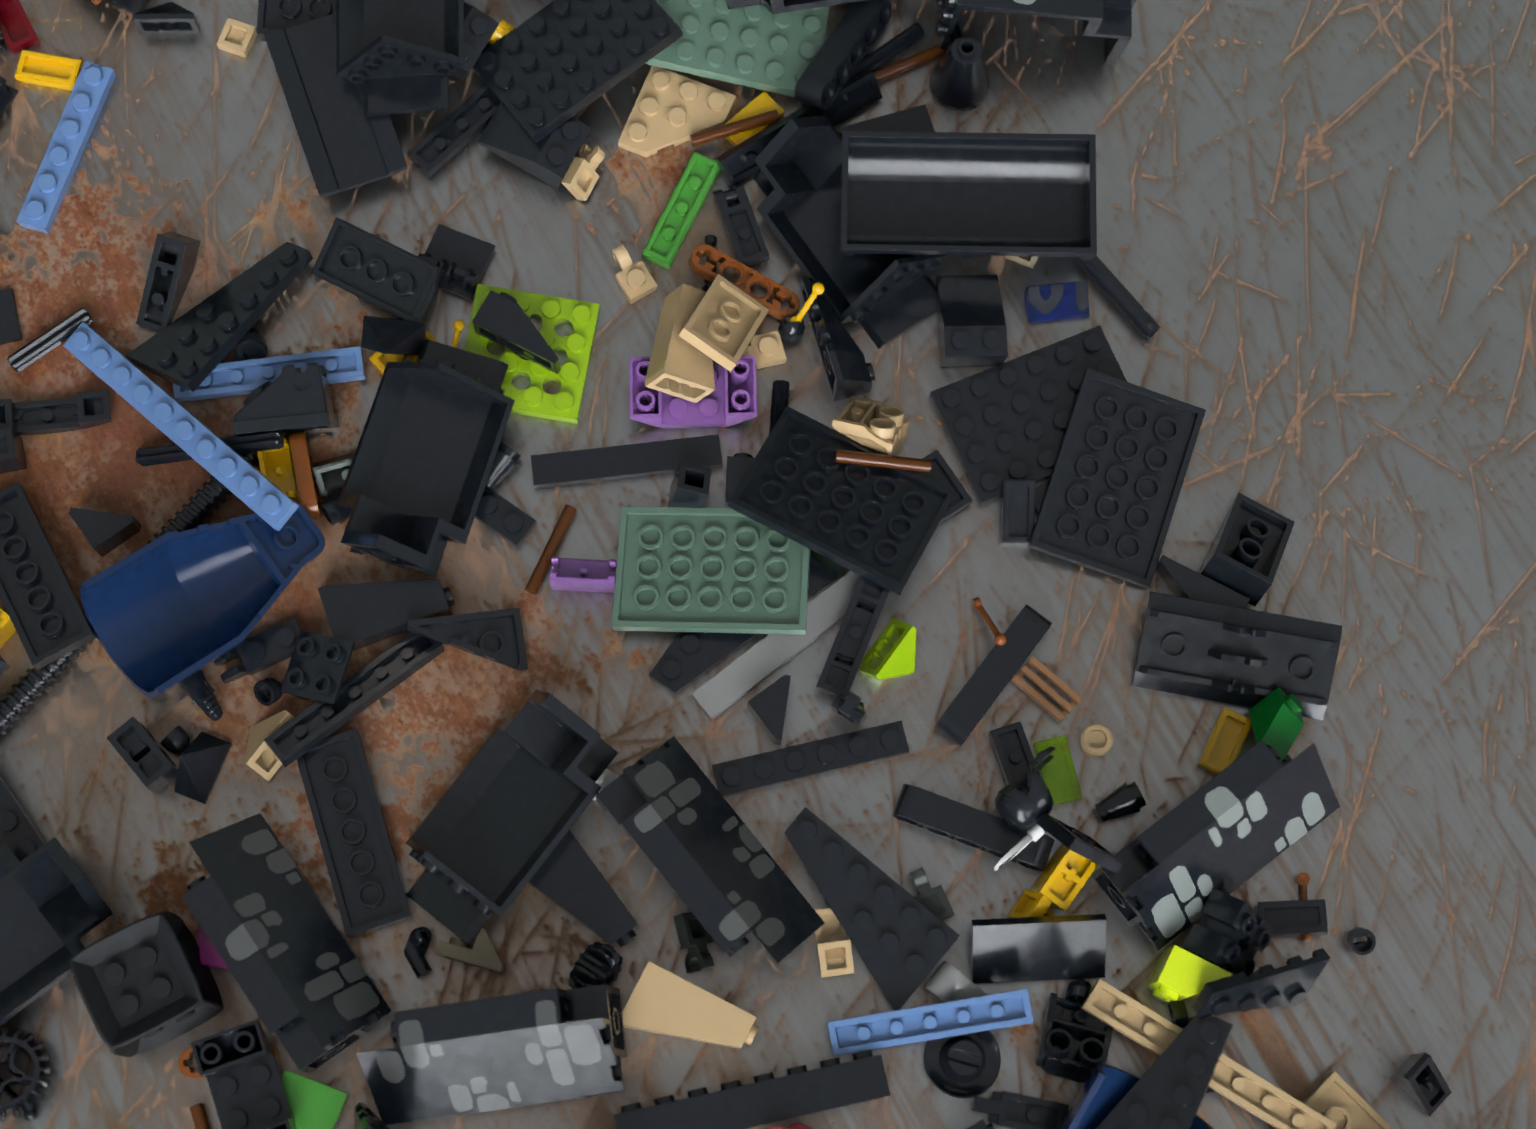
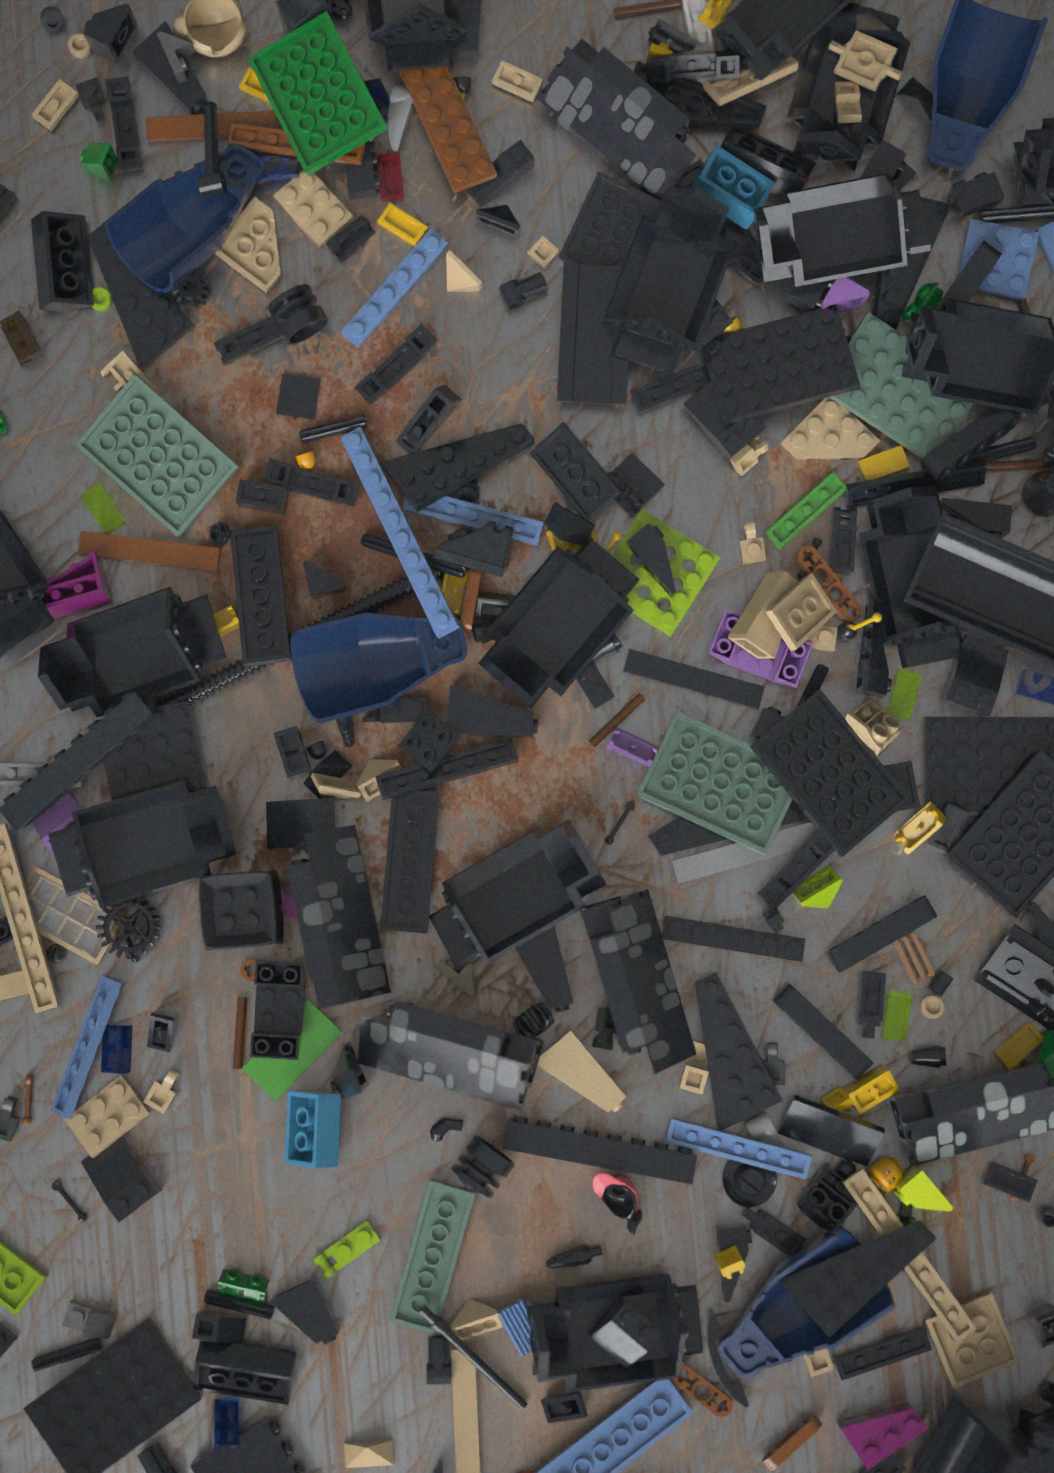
camera: 25 degrees right, 10 degrees up
(28, 389) = (306, 461): none -> light orange hinge
(104, 233) = (397, 365): none -> black slope
(144, 101) = (460, 277): none -> tan slope
(167, 846) = (292, 818): none -> black slope
(216, 779) = (335, 787): none -> tan slope
(222, 93) = (517, 292): none -> black piece
(267, 691) = (388, 737): black hinge -> none
(415, 951) = (421, 955): black arm -> none
(487, 634) = (550, 763): black wing -> none
(611, 649) = (629, 807): none -> black hinge
(689, 486) = (729, 718): black brick -> none
(734, 128) = (868, 466): reddish brown bar -> none
(770, 708) = (721, 894): black slope -> none
(881, 460) = (869, 756): reddish brown bar -> none
(894, 376) = (904, 694): none -> clear neon green tile
(982, 523) = (920, 827): none -> yellow hinge
(1000, 638) = (896, 913): dark orange hinge -> none
(1024, 807) = (863, 1038): black hair -> none
(1080, 843) = (888, 1078): black tile -> none
(1093, 705) = (940, 983): none -> black hinge
(1133, 974) = (886, 1174): none -> light orange head
(1229, 934) = (961, 1178): black brick -> none
(1263, 988) = (968, 1222): black wing -> none

